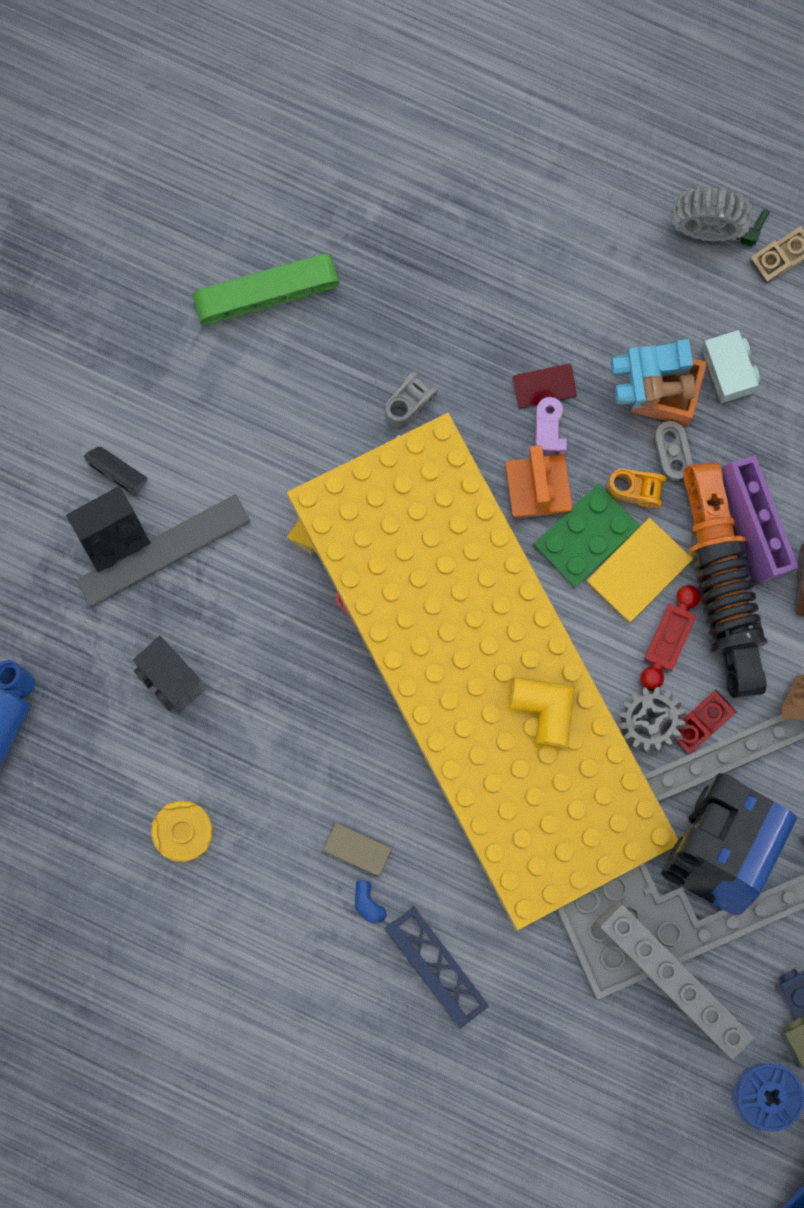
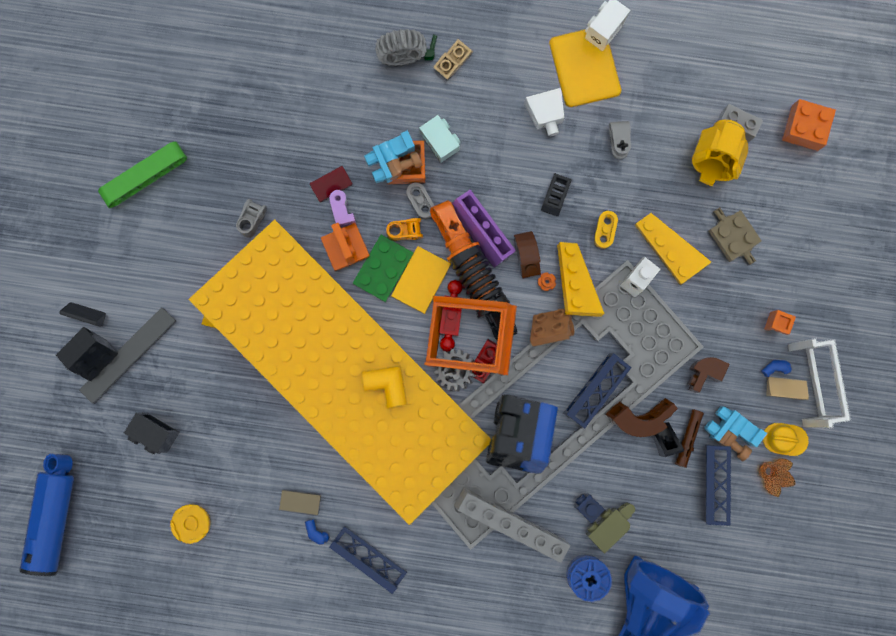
camera: 20 degrees left, 5 degrees up
(745, 691) = (505, 334): none -> orange piece

